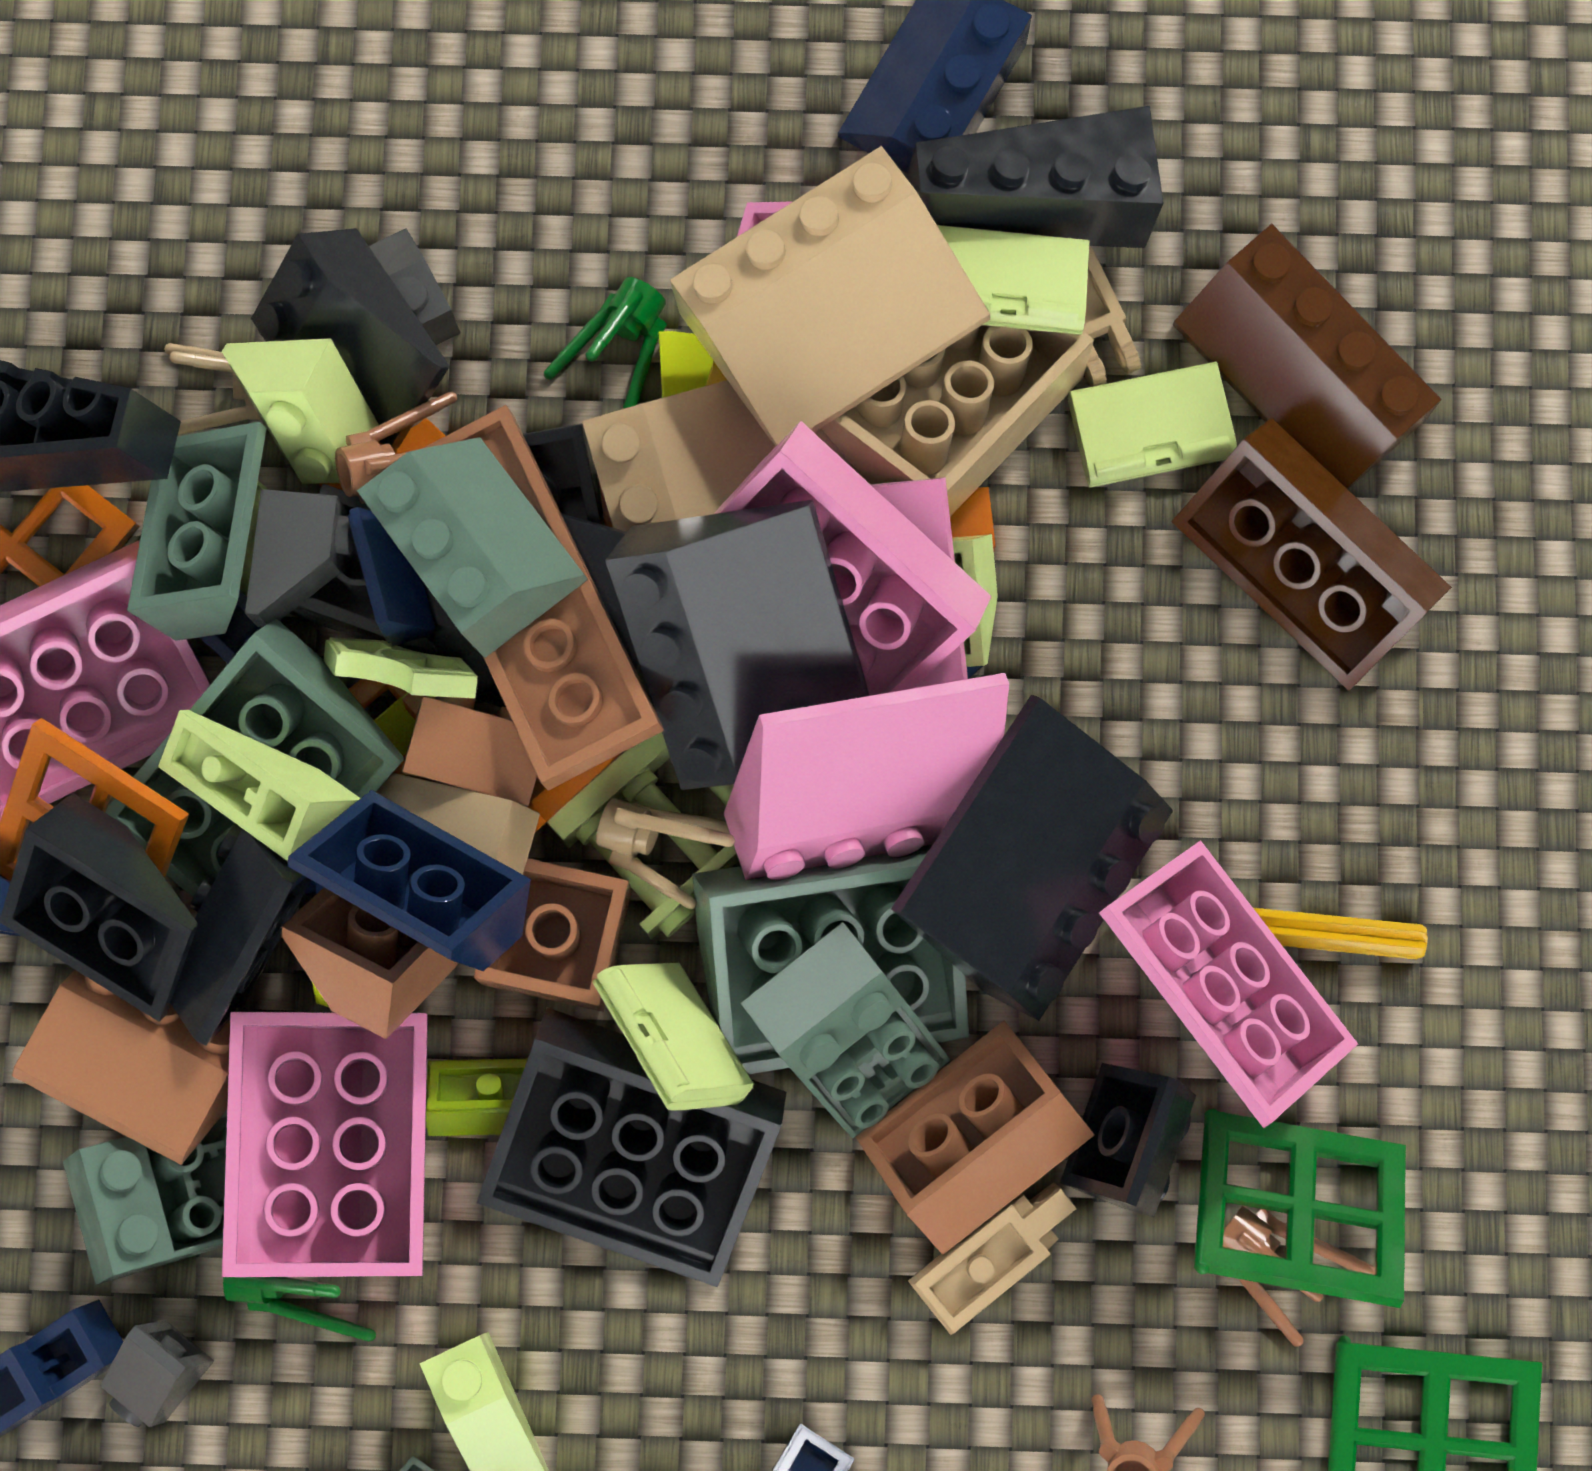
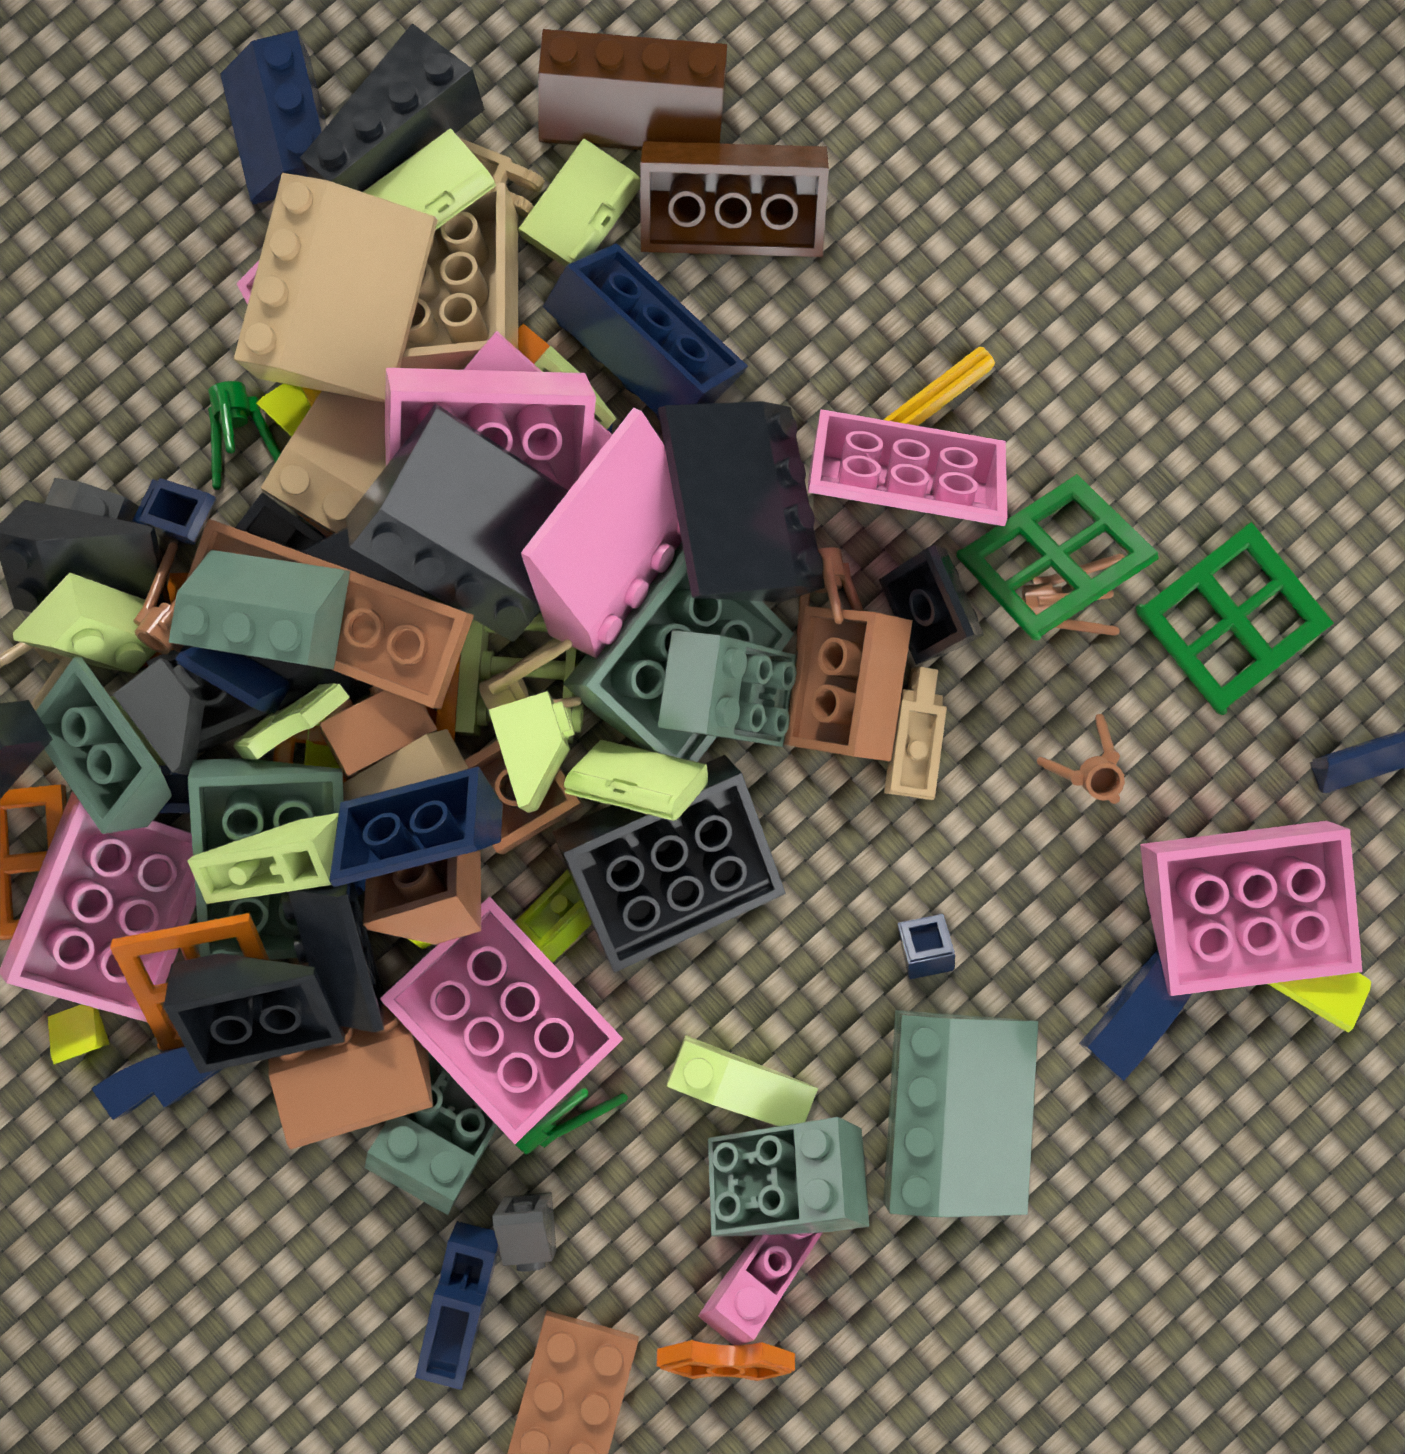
camera: 45 degrees left, 5 degrees up
(484, 365) = (175, 510): none -> dark blue slope
(602, 907) = (532, 745): none -> yellowish green slope
(1062, 1013) = (835, 575): none -> nougat plant
(1097, 604) = (641, 331): none -> dark blue slope

